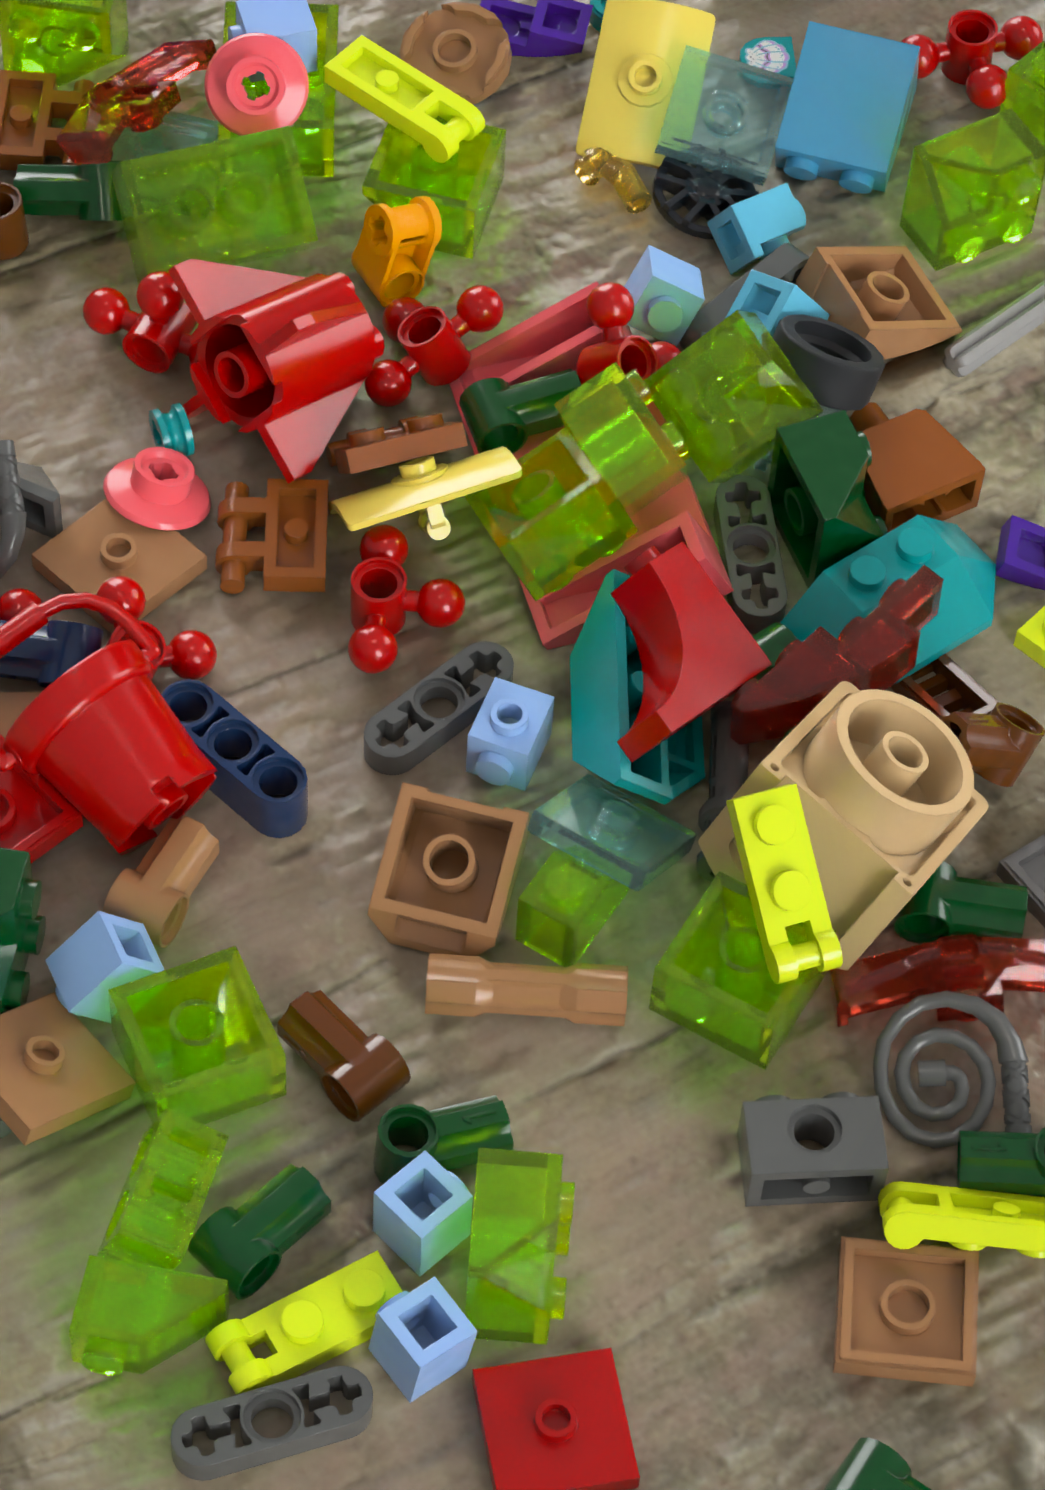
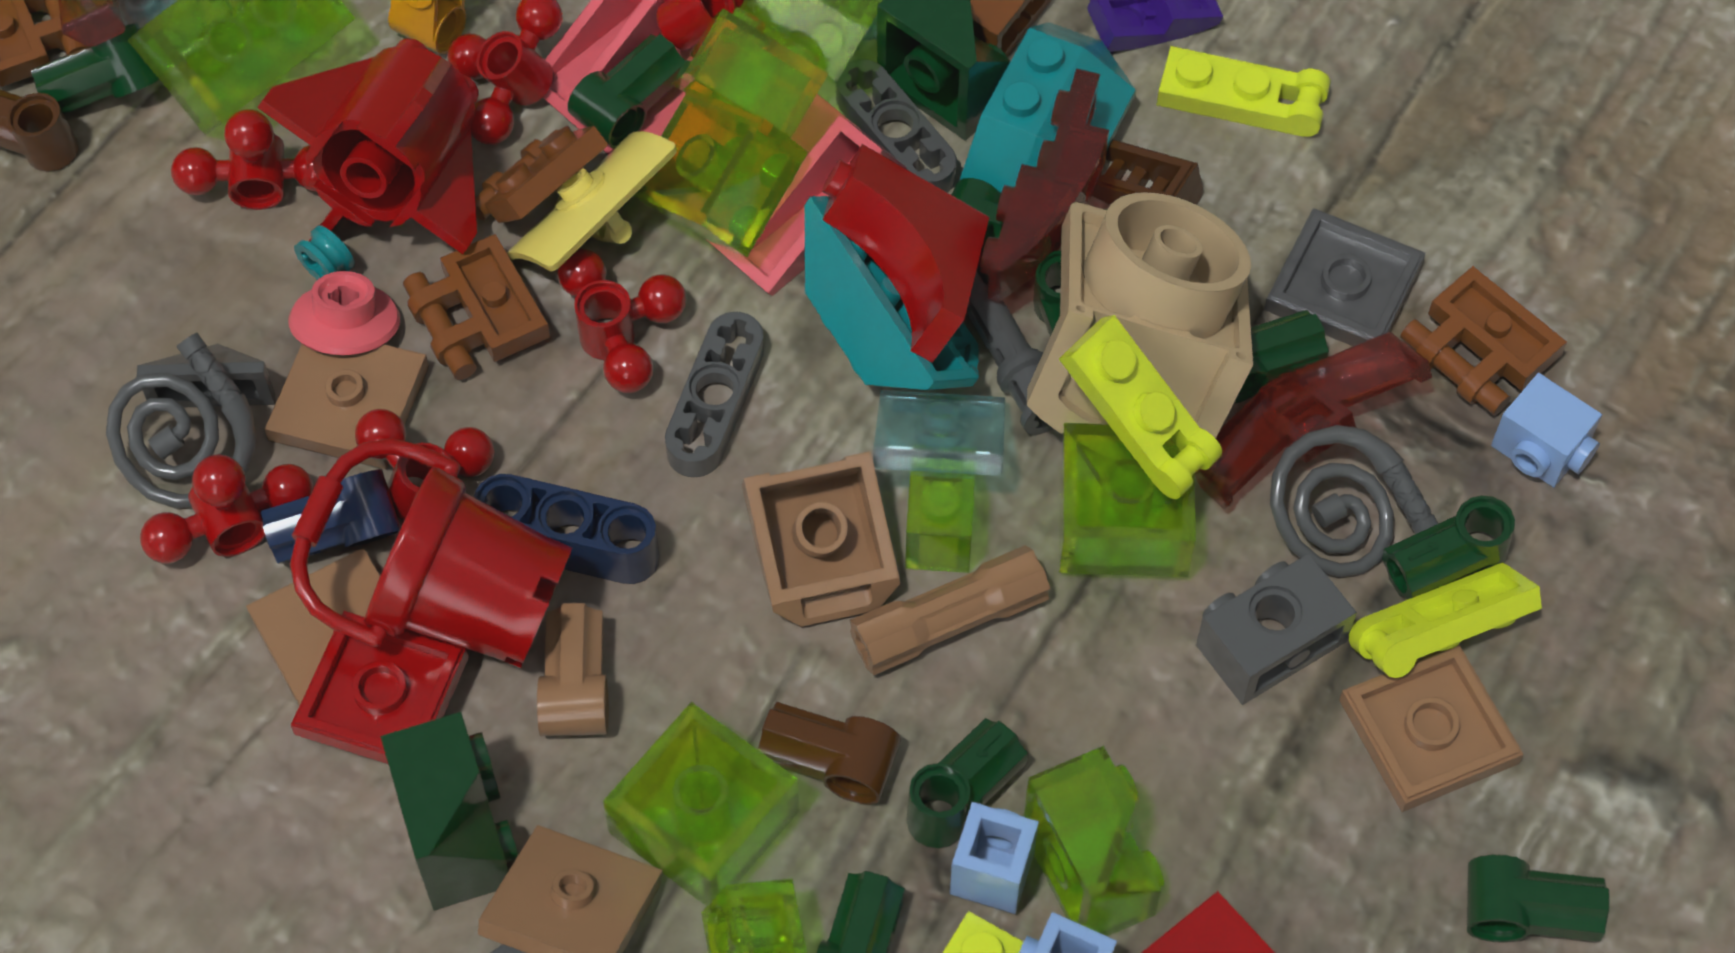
camera: 25 degrees left, 5 degrees up
(99, 958) = (574, 778): light blue brick -> none
(509, 734) = (795, 388): light blue brick -> none
(997, 742) = (1215, 187): reddish brown piece -> none

